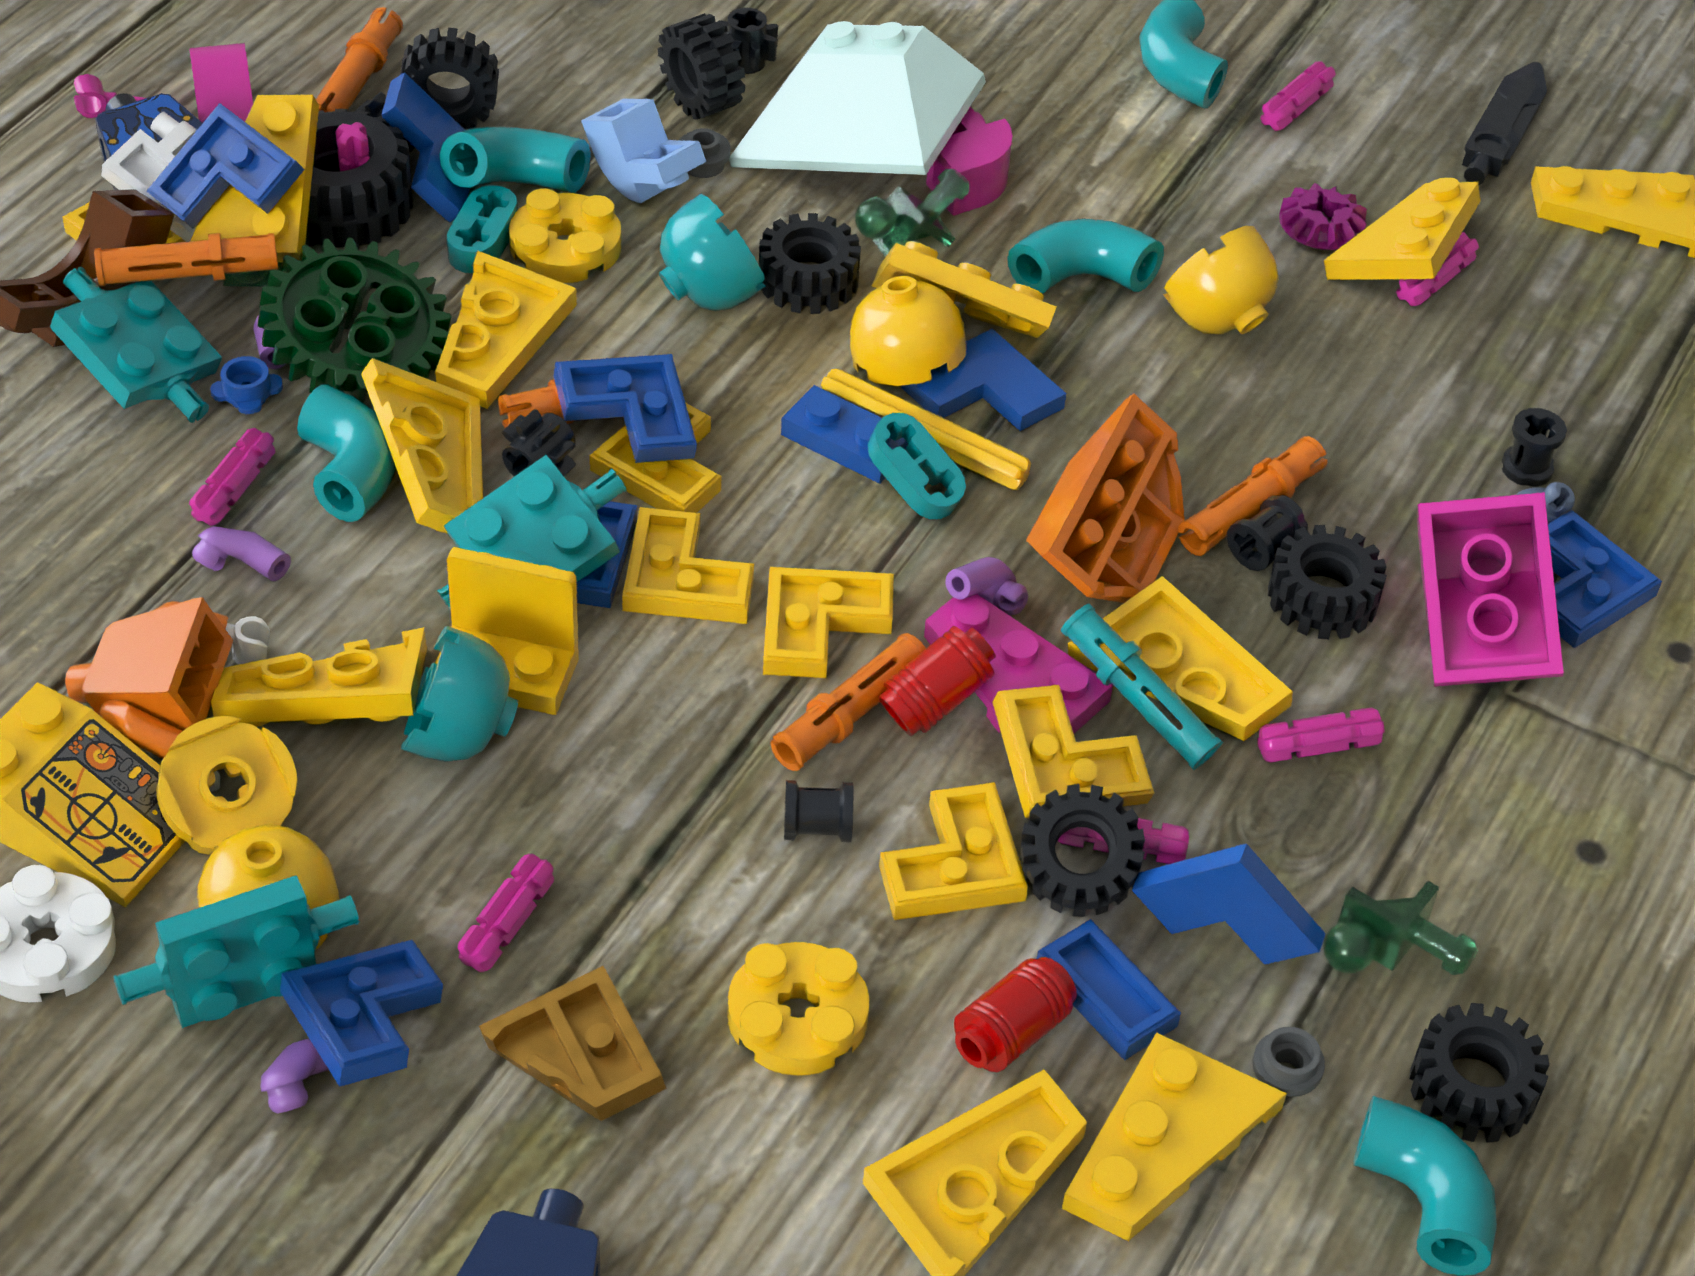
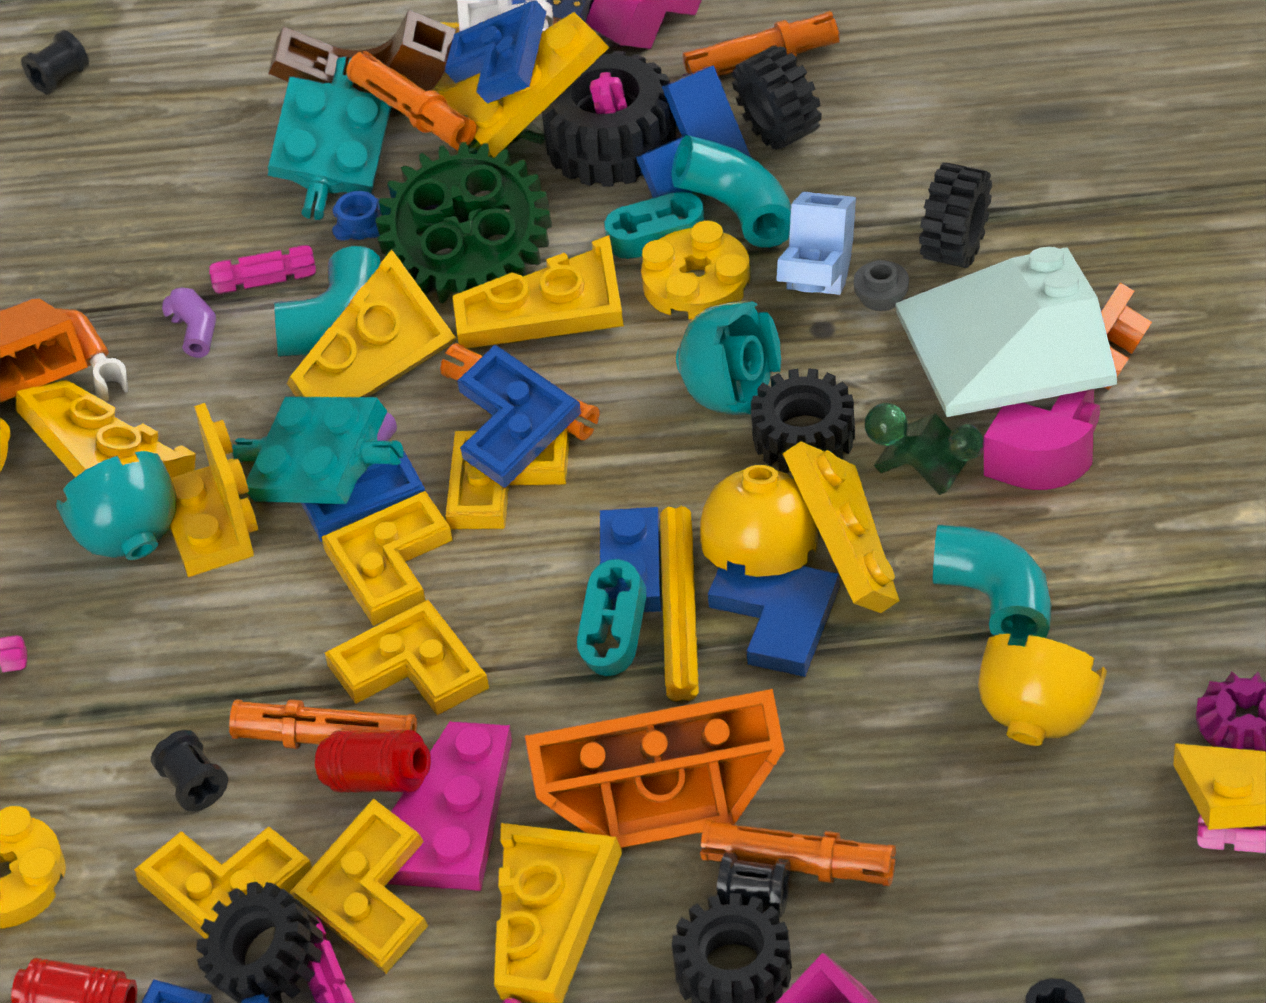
camera: 65 degrees right, 0 degrees up
(535, 437) = (423, 398): black gear -> none
(752, 38) = (1043, 221): black gear -> none
(990, 580) = (514, 725): medium lavender arm -> none
(1088, 632) = (481, 868): teal pin -> none

